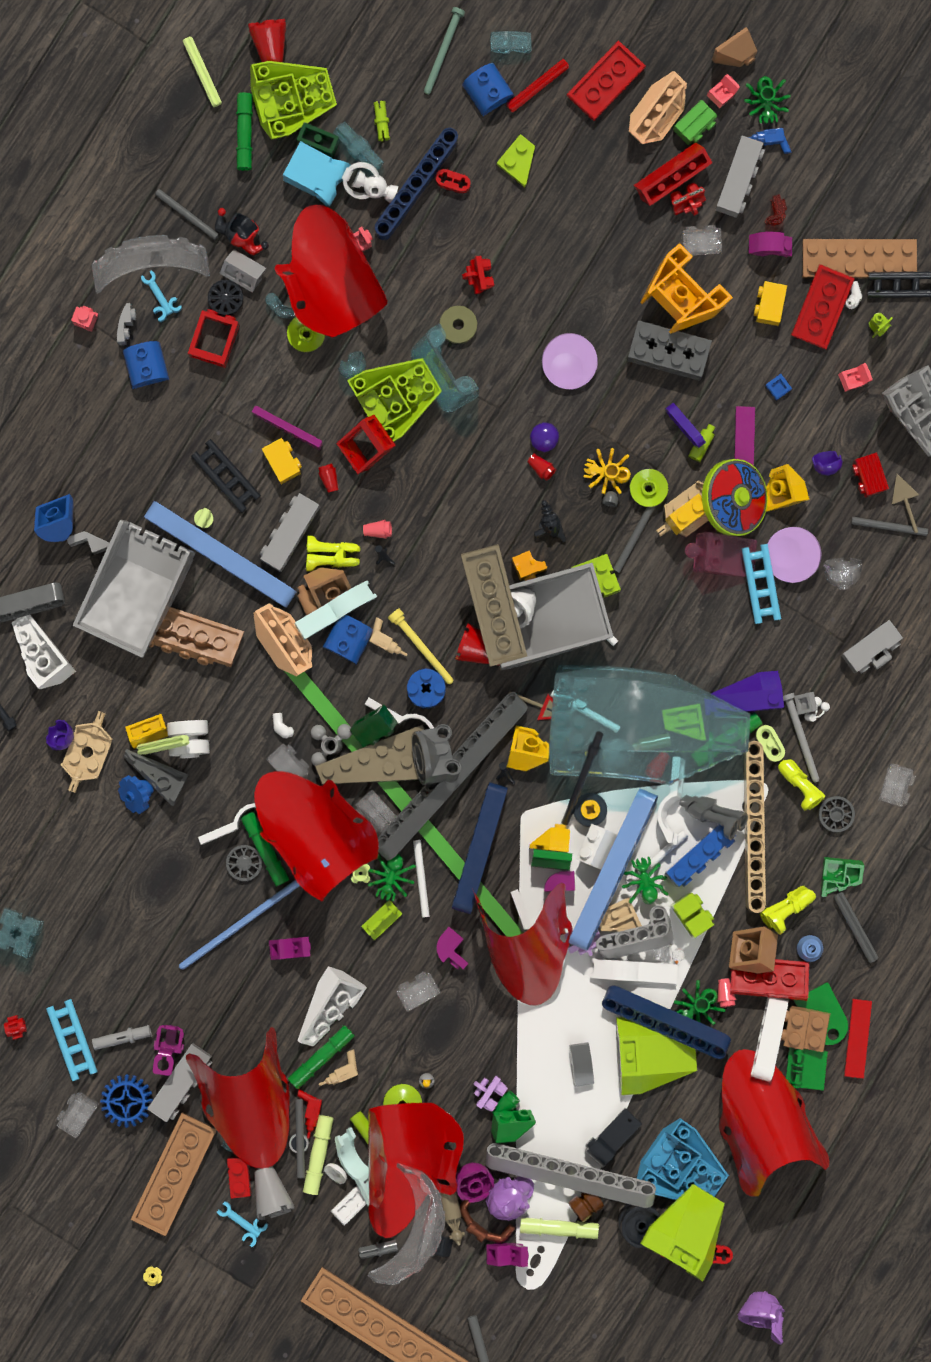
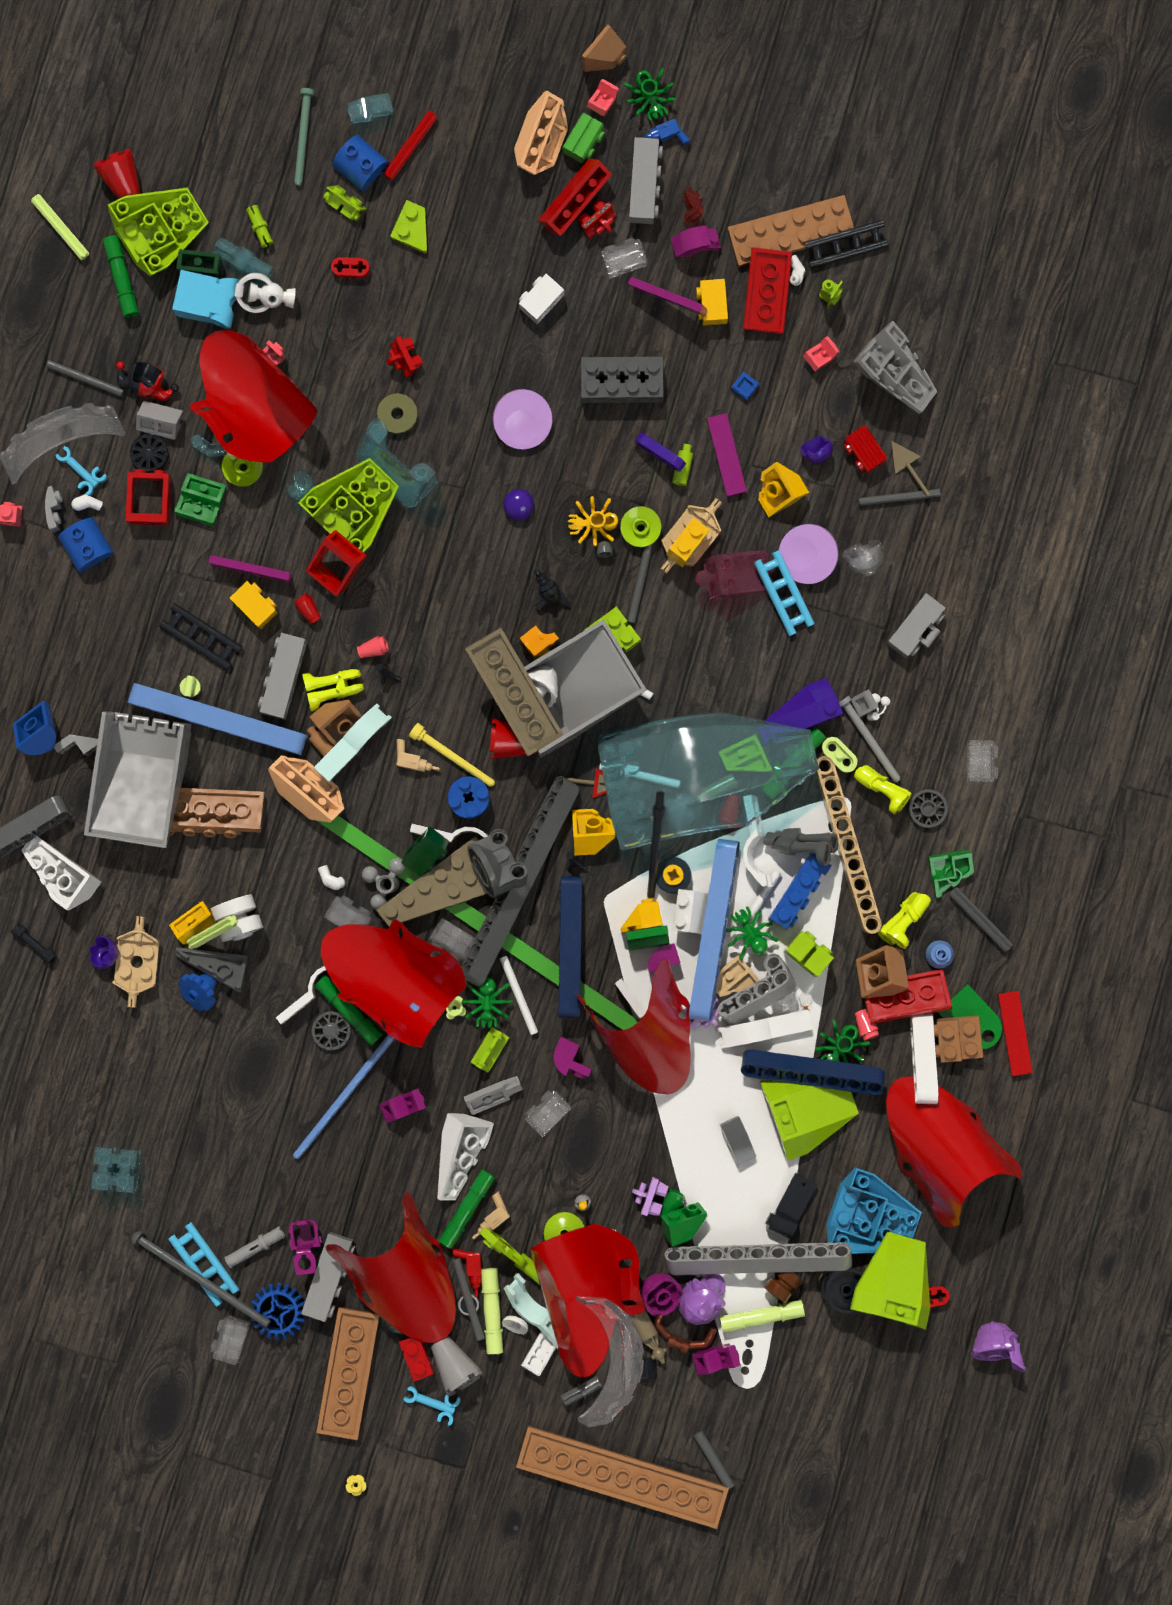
camera: 10 degrees left, 0 degrees up
(15, 1027) = (141, 1267): red gear -> none
(20, 1000) = (137, 1238): none -> dark grey bar
(156, 325) = (85, 501): none -> white arm
(259, 352) = (200, 499): none -> green slope
(342, 1098) = (499, 1244): none -> lime wing
(348, 638) = (374, 768): blue brick -> none
(372, 961) = (492, 1095): none -> light grey hinge
(418, 174) = (319, 272): dark blue beam -> none
(459, 114) = (351, 204): none -> lime hinge
(542, 467) = (524, 536): red cone -> none
(606, 80) = (479, 120): red plate -> none
(617, 256) = (541, 298): none -> white brick
(681, 294) = (619, 318): light orange wedge -> none
(730, 286) = (667, 296): none -> magenta tile
(734, 497) = (731, 511): dish -> none
(806, 1068) = (971, 1079): green hinge -> none

